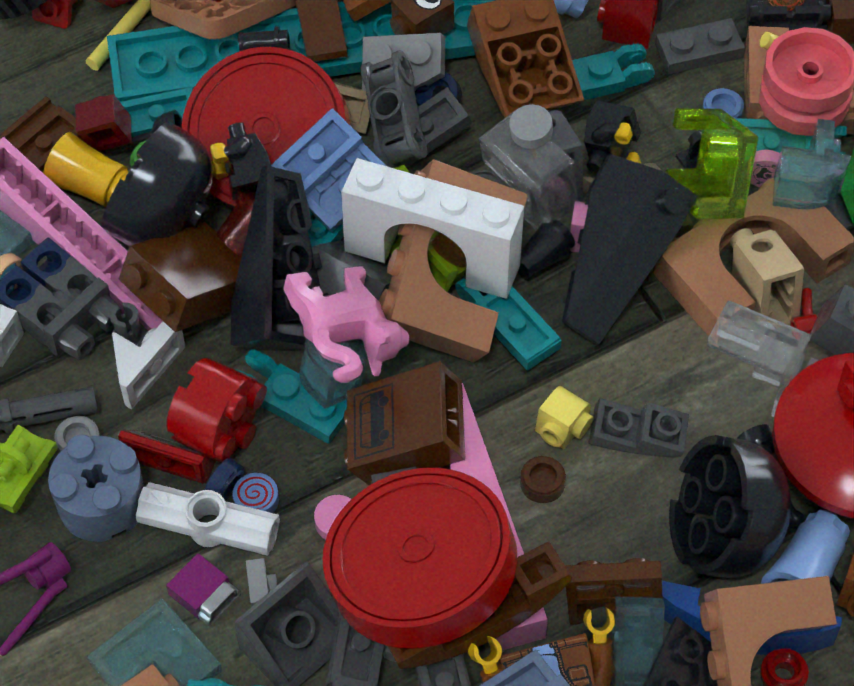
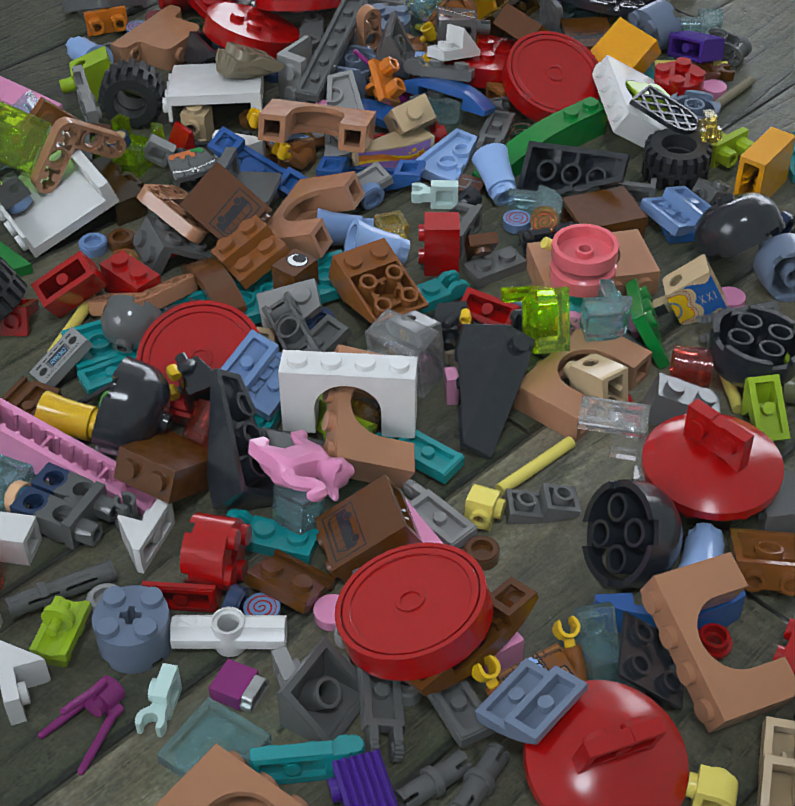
camera: 15 degrees left, 15 degrees down
(99, 77) = (61, 358): none -> light grey tile
(103, 123) = (74, 380): dark red plate -> none
(112, 584) = (164, 695): none -> light aqua plate
(186, 52) = (127, 321): none -> dark grey cylinder
(298, 465) = (290, 581): none -> reddish brown plate
(501, 418) = (443, 519): none -> light grey hinge
(531, 126) = (402, 315): light grey tile -> none
(546, 247) = (432, 400): black cone -> none
(598, 584) = (559, 599): reddish brown wing -> none
(651, 370) = (536, 464): none -> light yellow bar
(656, 112) = (487, 308): none -> red slope
(685, 15) = (480, 244): none -> reddish brown plate

